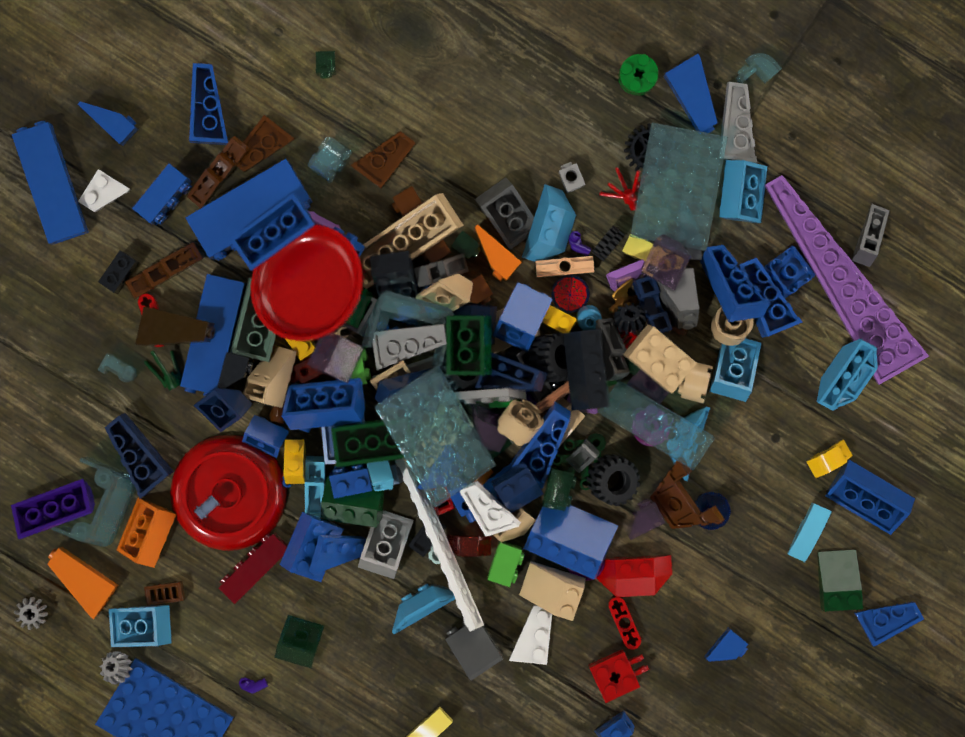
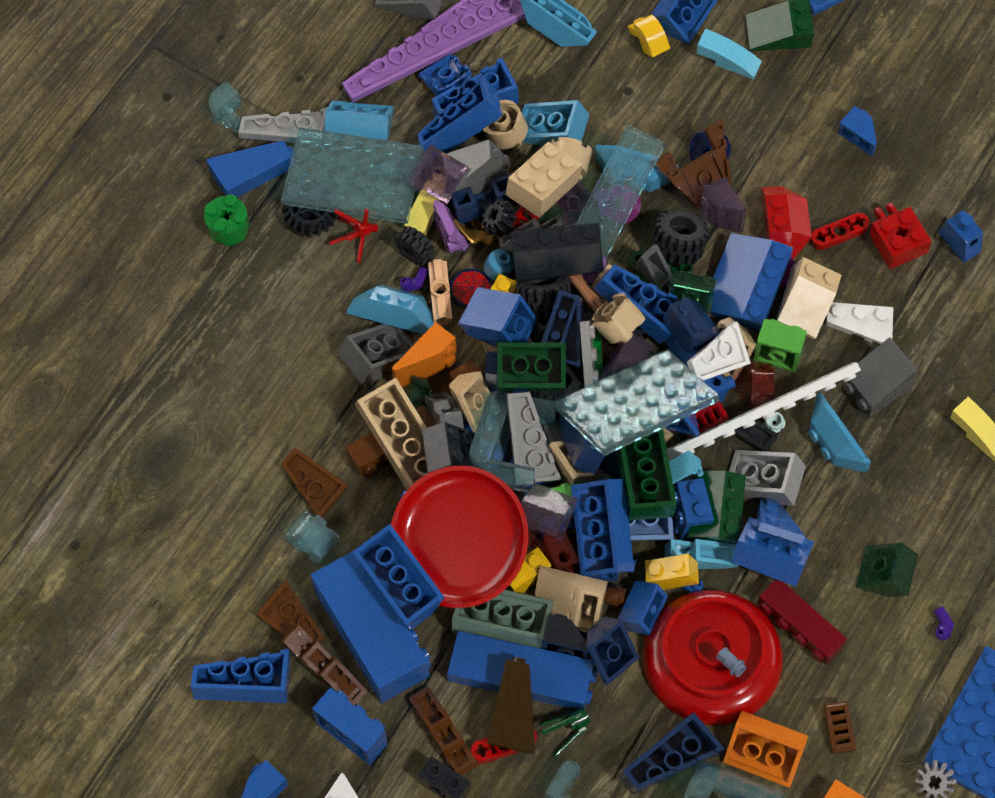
camera: 90 degrees left, 25 degrees down
(140, 626) = (882, 755): dark azure slope -> none
(325, 64) = (198, 549): clear green bracket -> none
(571, 186) = (340, 278): light grey brick -> none

